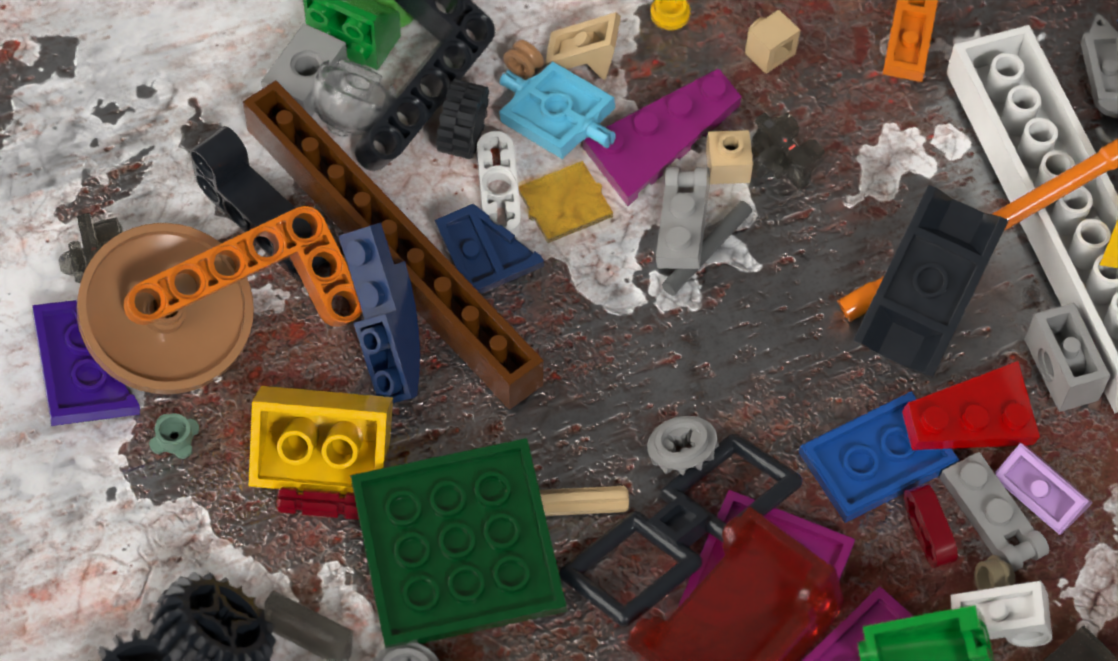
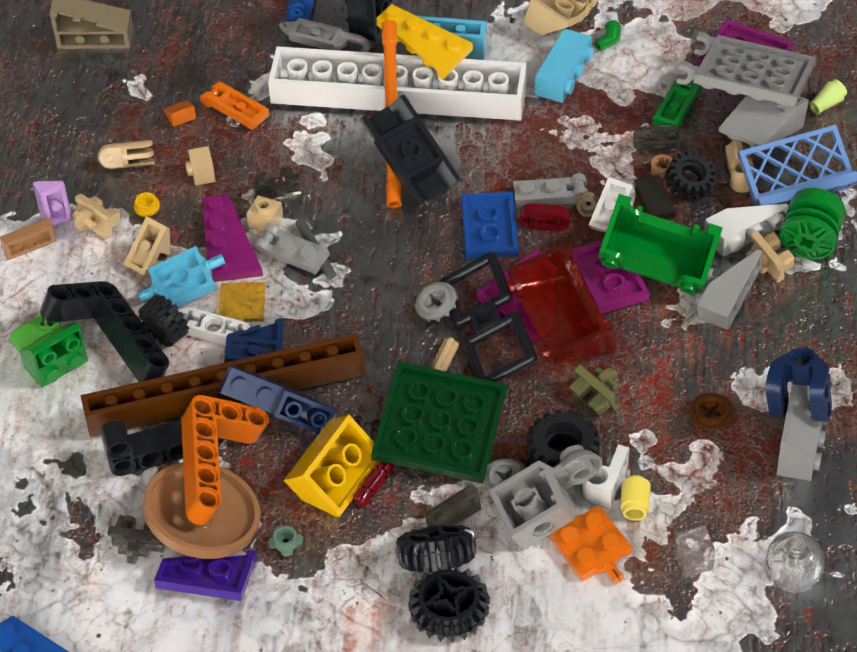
camera: 60 degrees left, 10 degrees down
(303, 58) = (66, 384): light grey brick -> none
(350, 97) = (112, 369): clear cylinder -> none
(523, 59) = (134, 282): medium nougat bush -> none
(974, 413) = (490, 172): red wing -> none
(1042, 489) = (547, 165): lavender slope -> none
(1066, 357) = (483, 120): light grey brick -> none

